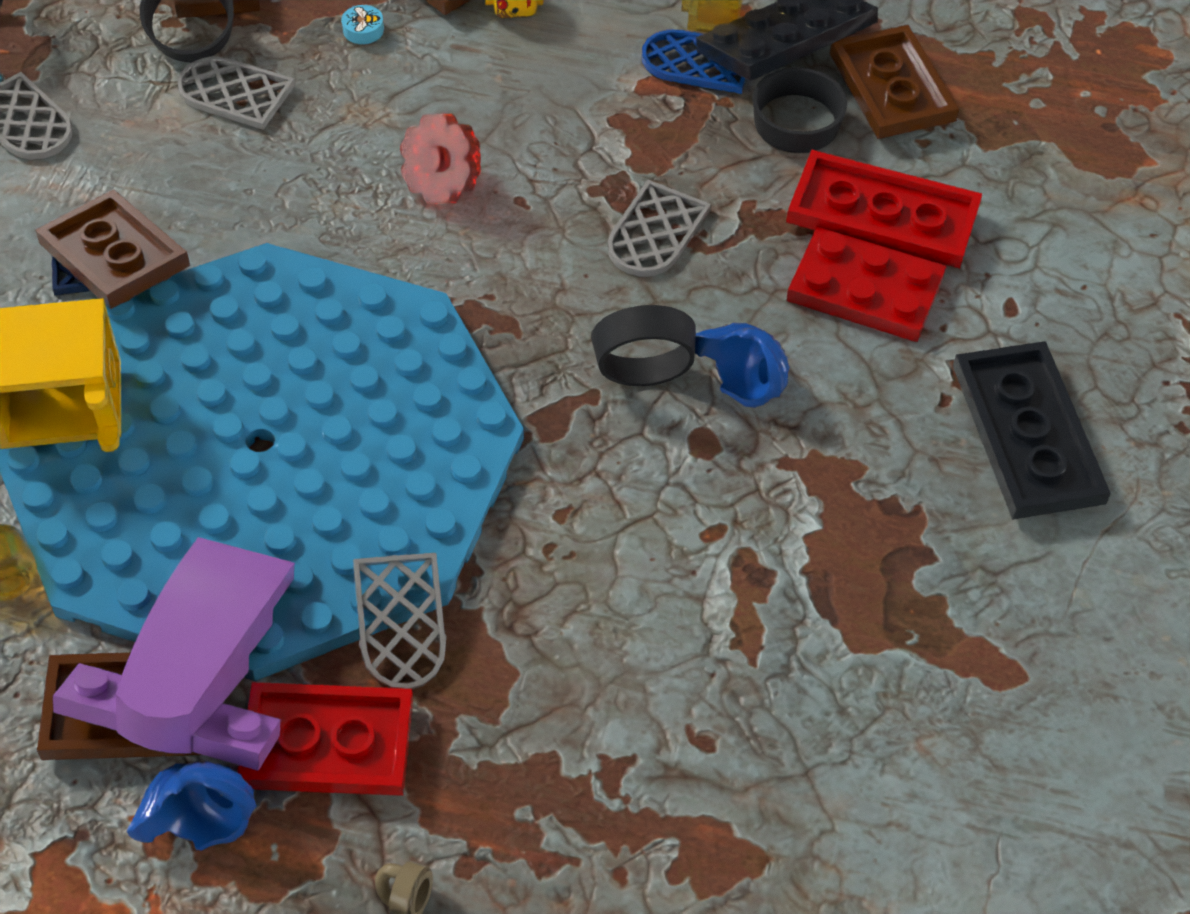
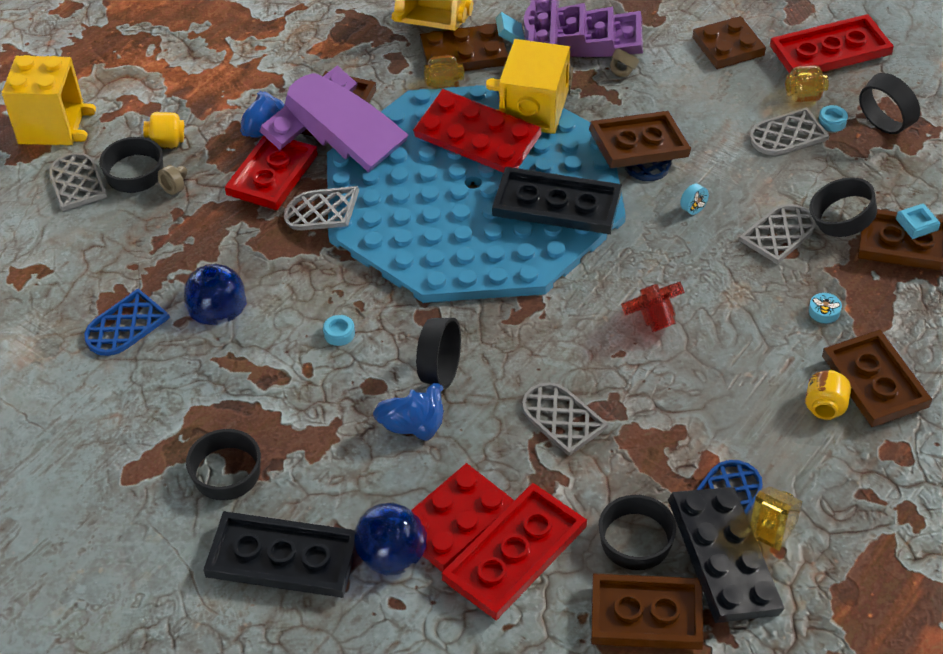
camera: 115 degrees right, 5 degrees down
(161, 446) = (477, 131): none -> red plate
(211, 174) = (694, 199): none -> medium azure tile
(289, 303) = (557, 200): none -> black plate
(629, 515) = (338, 330): none -> medium azure tile
(641, 703) = (214, 294): none -> clear blue cylinder
(775, 791) = (107, 315): none -> blue window
(946, 508) = (220, 440): none -> black tyre
(950, 315) = (390, 538): none -> clear blue cylinder

